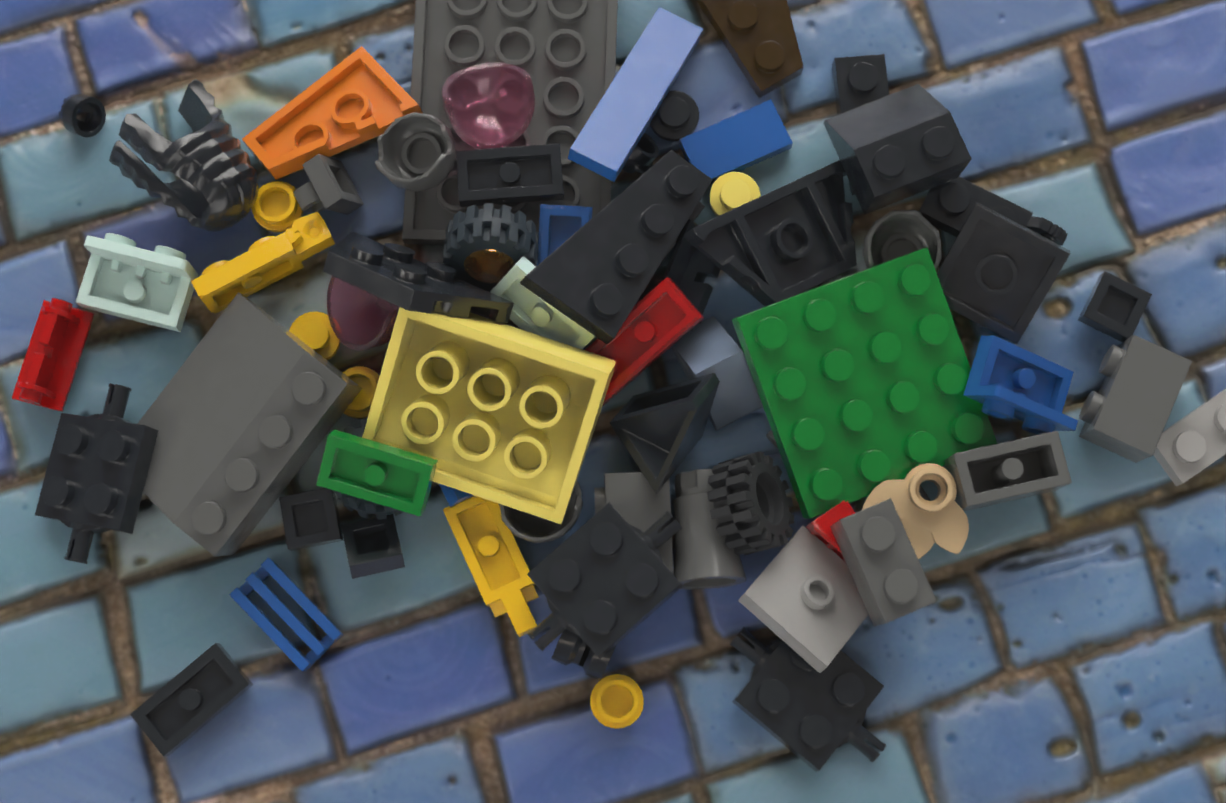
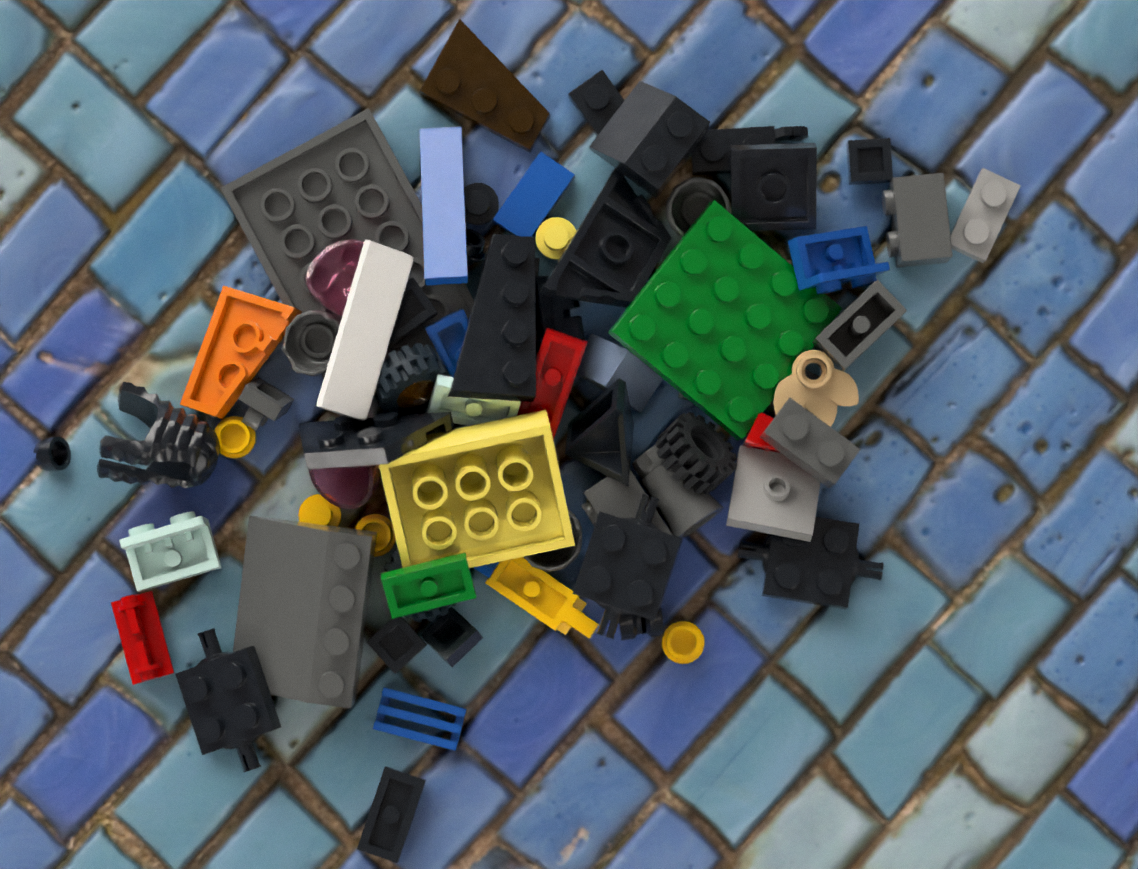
camera: 25 degrees left, 5 degrees up
(263, 263) = (252, 483): yellow hinge -> none
(473, 165) = (365, 331): none -> white slope

